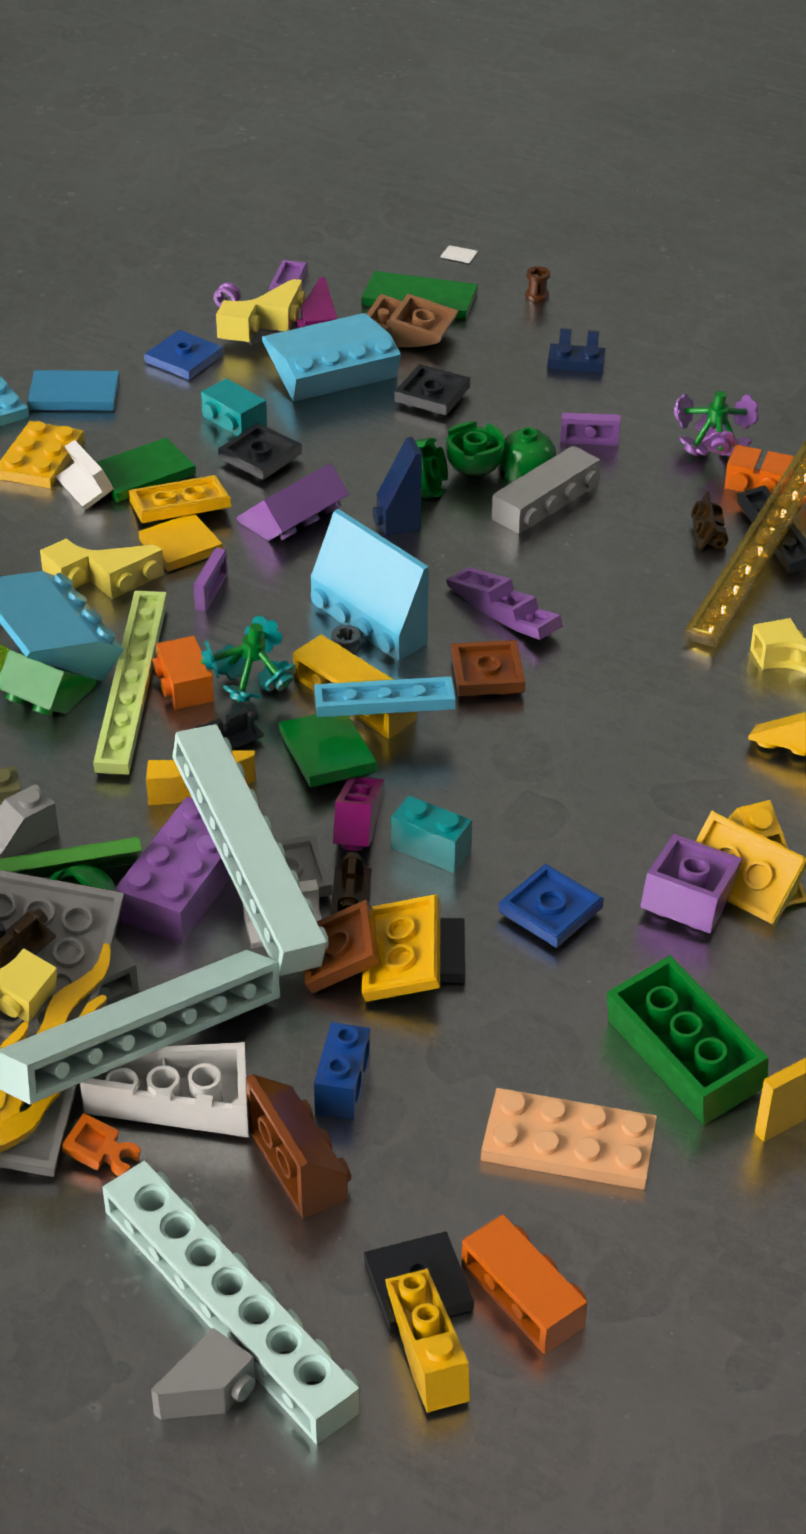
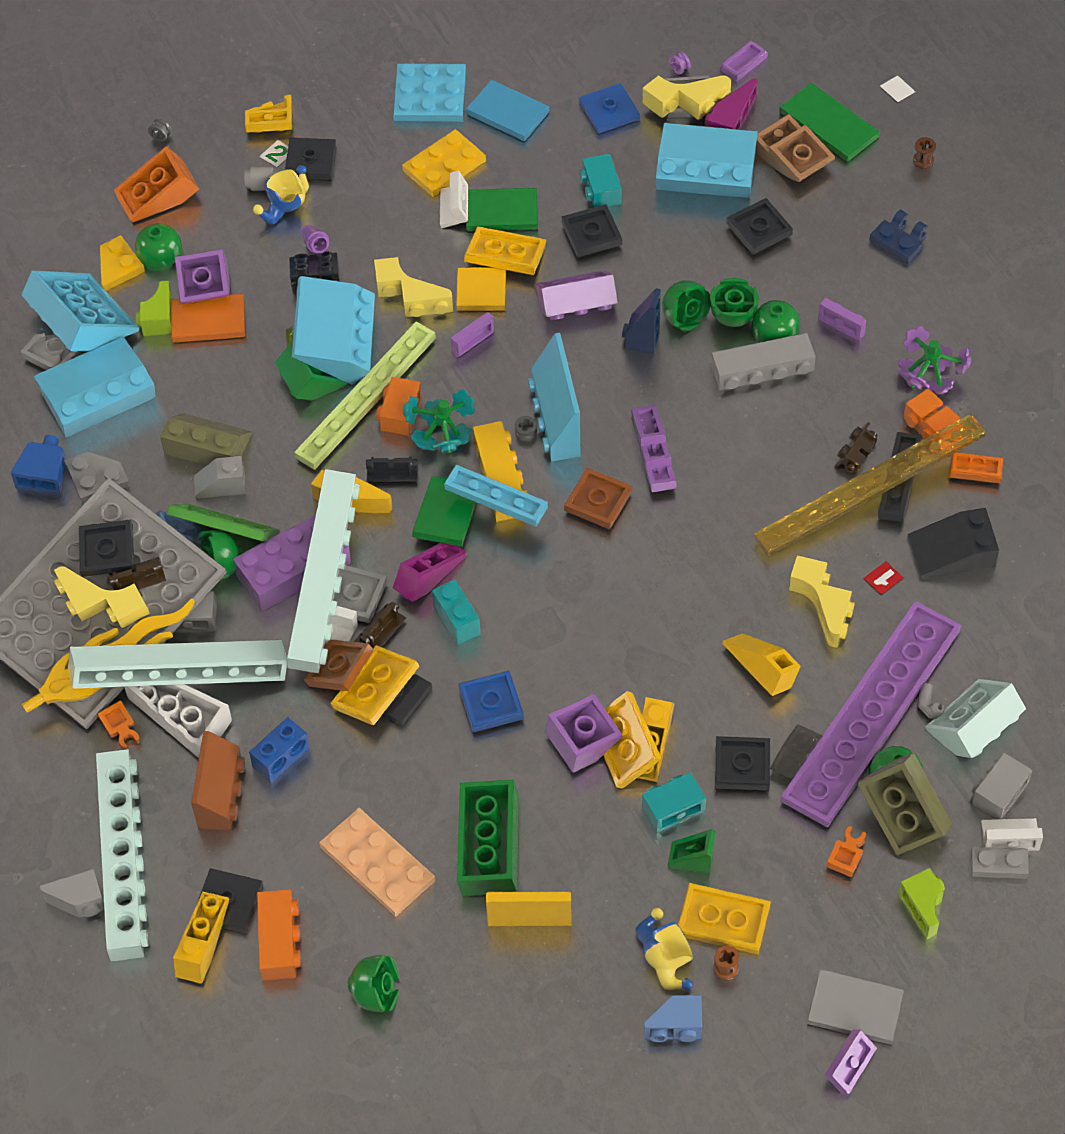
camera: 35 degrees right, 15 degrees up
(700, 1271) = (374, 983): none -> green cylinder

